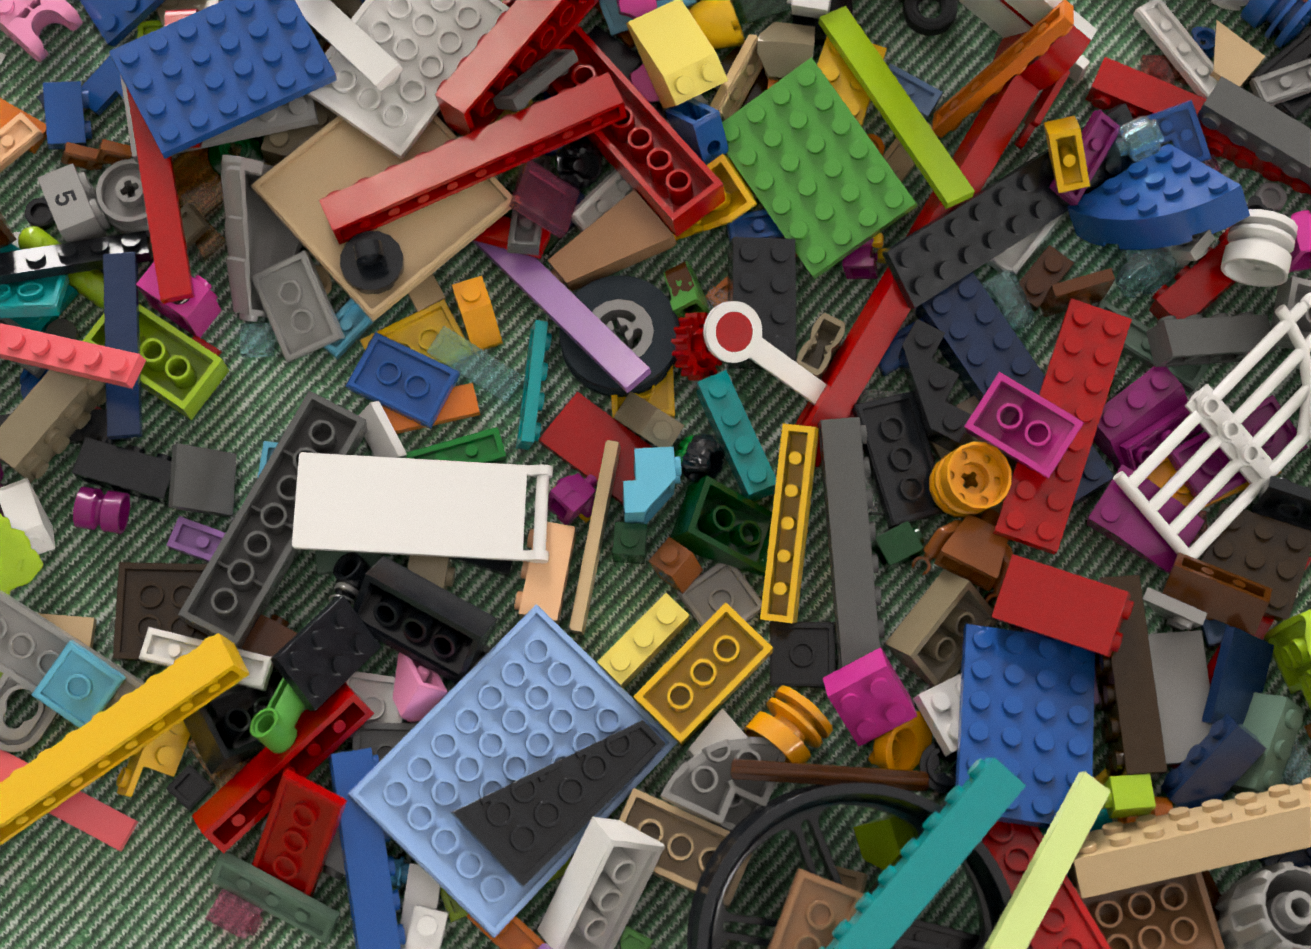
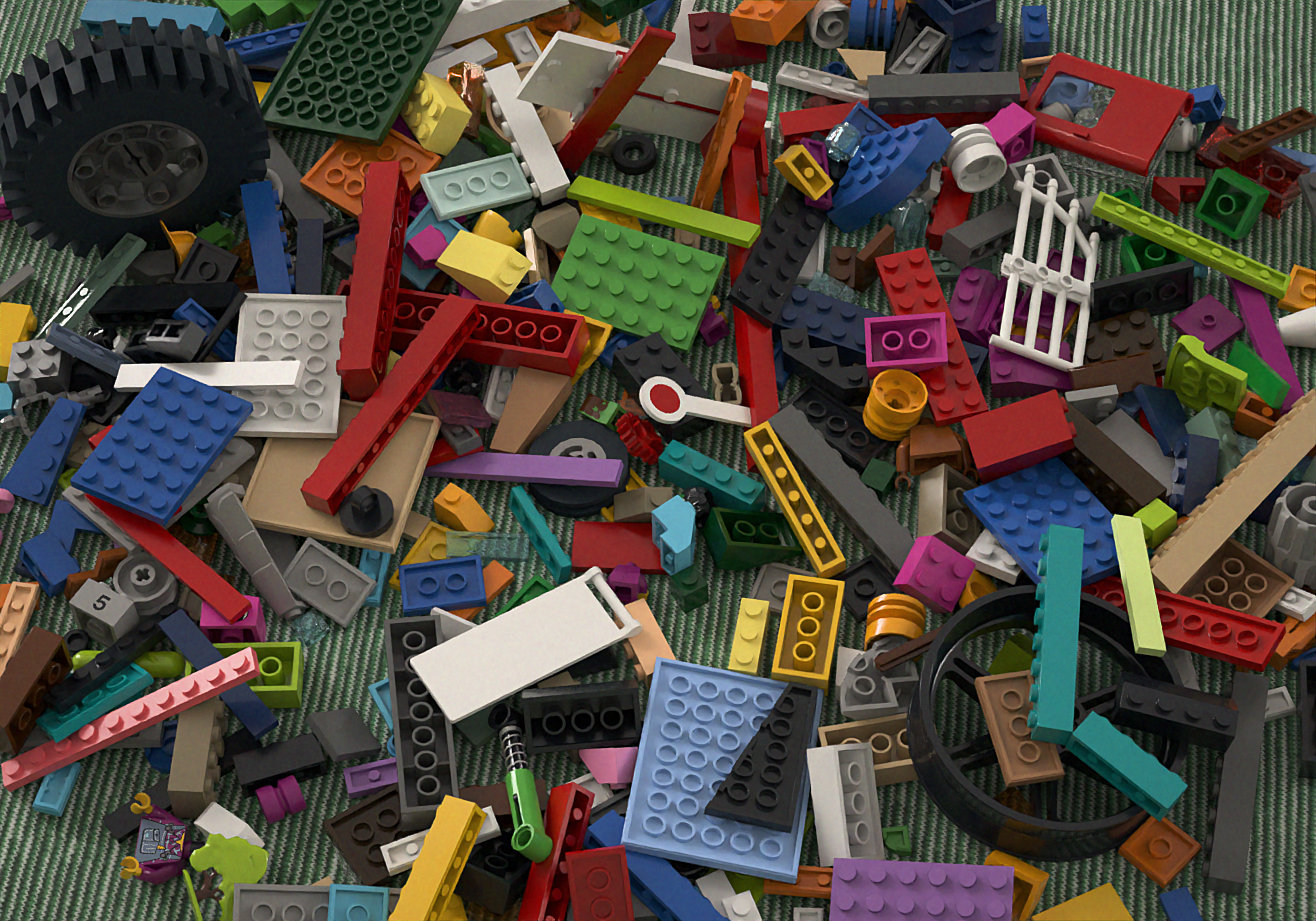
camera: 30 degrees left, 20 degrees down
(325, 653) = (531, 770): black plate -> none
(535, 80) = (399, 329): dark grey plate -> none
(595, 537) = (661, 595): tan tile -> none
(675, 565) = (733, 581): dark orange brick -> none

